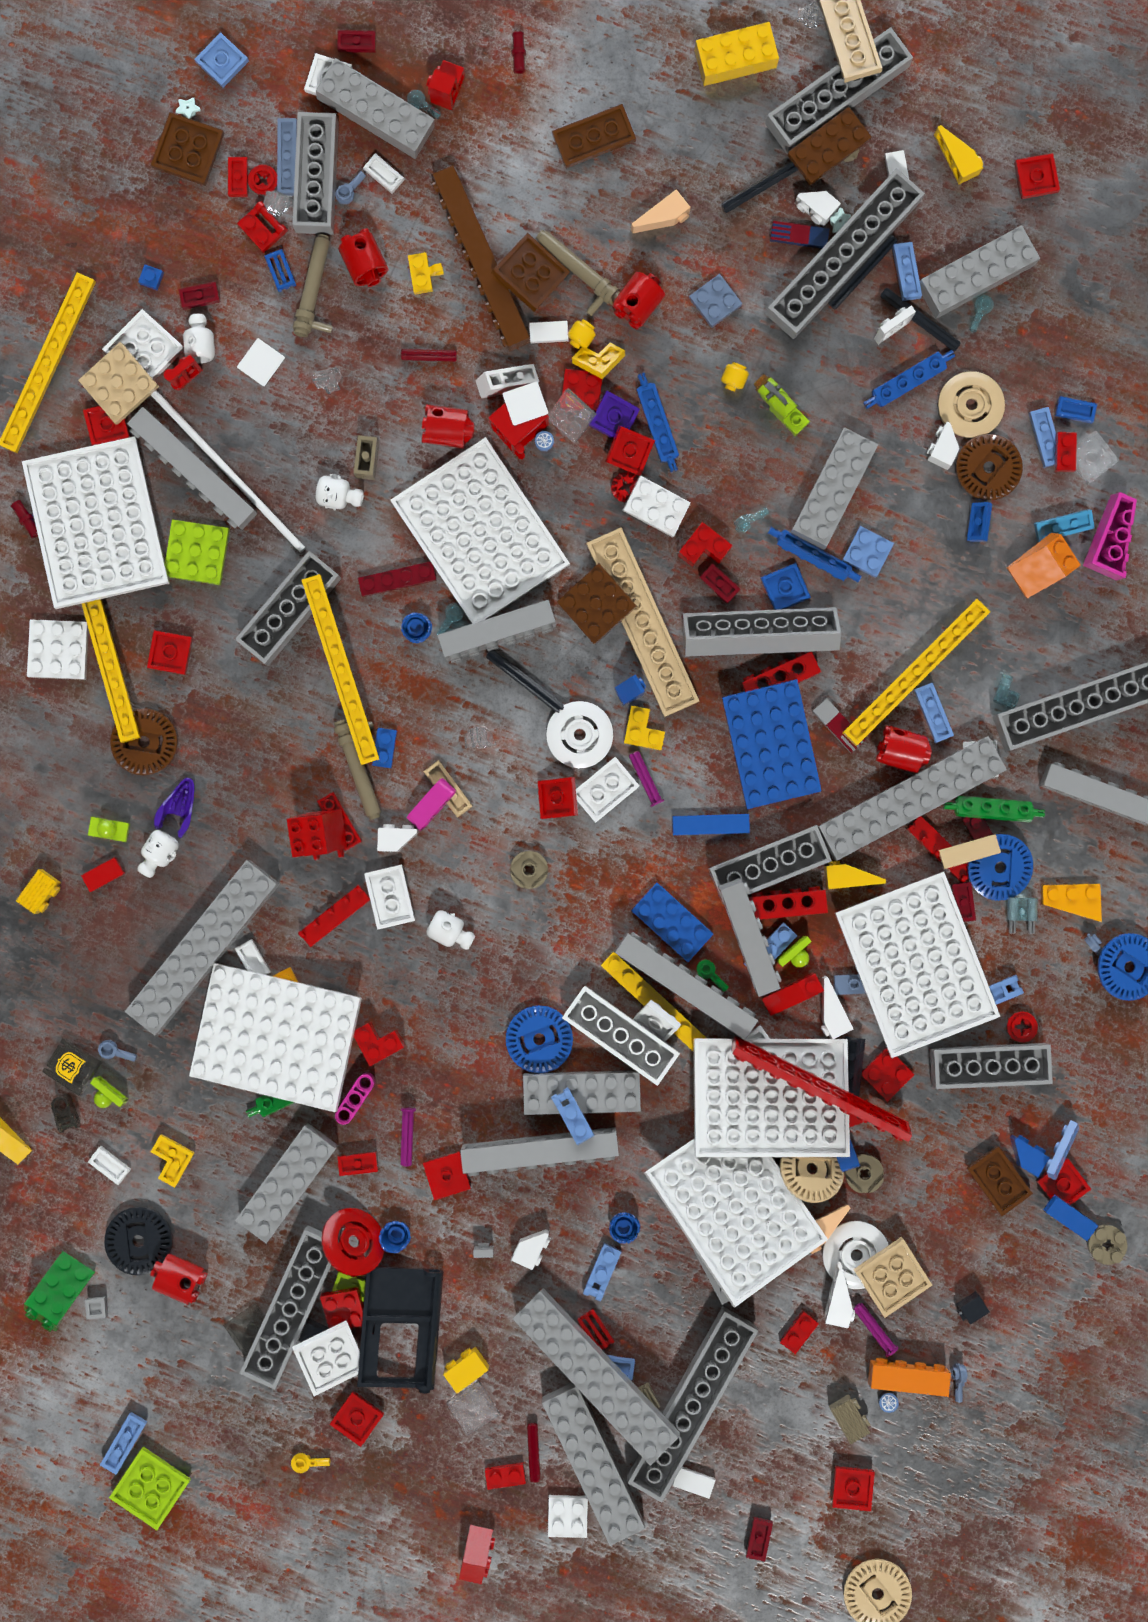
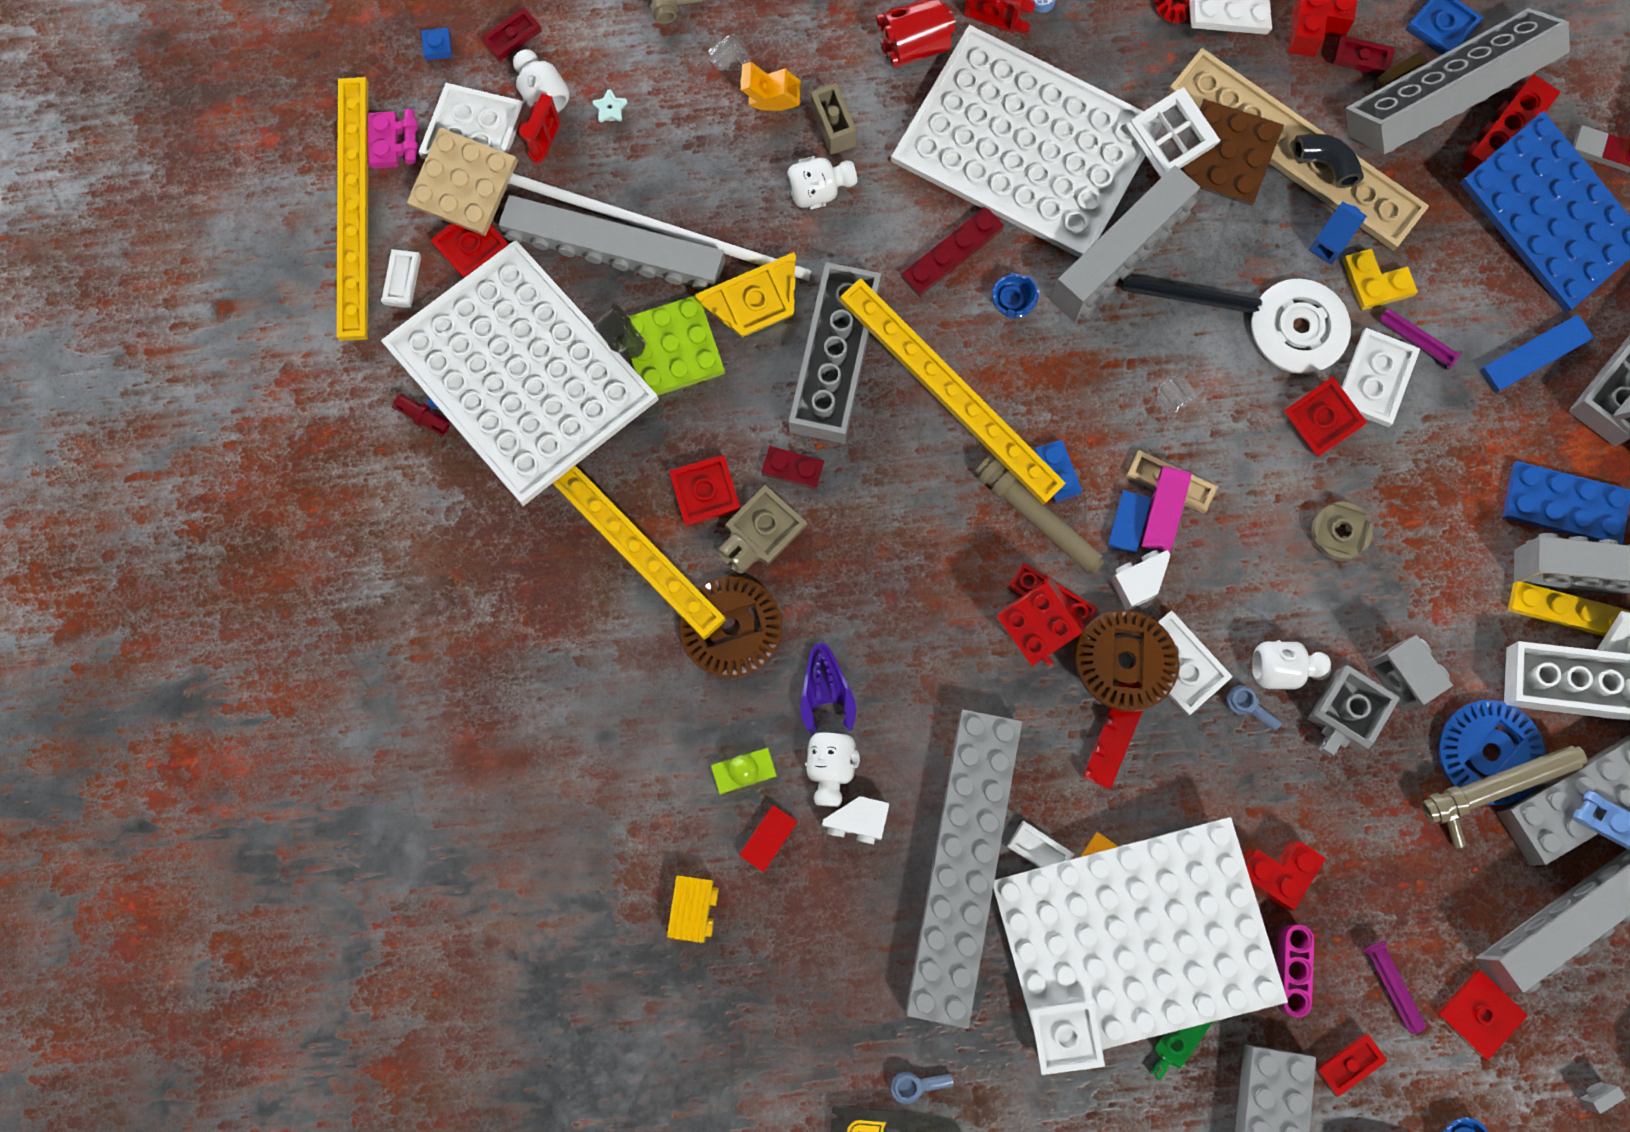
camera: 25 degrees left, 10 degrees down
(55, 424) = (401, 278): none -> white tile
(57, 649) = (549, 564): white plate -> none
(88, 325) = (383, 139): none -> dark pink plate
(159, 890) = (860, 817): none -> white slope
(164, 529) = (620, 333): none -> clear smoke piece
(189, 694) = (760, 531): none -> dark tan plate
(206, 1068) = (1067, 1037): none -> white plate
(229, 665) = (793, 467): none -> dark red plate
(236, 381) = (612, 114): none -> light aqua plate
(260, 362) = (632, 77): white sticker -> none
(260, 548) = (754, 298): none -> yellow wing
(338, 416) = (770, 91): none -> light orange brick
(341, 869) = (1154, 656): none -> reddish brown piece
(408, 800) = (1129, 522): none -> blue tile
(414, 937) = (1243, 701): none -> sand blue plate
(453, 613) = (1050, 257): clear light blue plate -> none
(469, 975) = (1351, 711): none -> light grey hinge
(499, 1055) = (1460, 800): none -> dark tan cylinder
(514, 972) = (1411, 673): none -> light grey brick
(566, 575) = (1172, 132): none -> white piece
(657, 640) = (1331, 152): none -> black cylinder
(736, 606) = (1401, 69): none -> dark brown plate

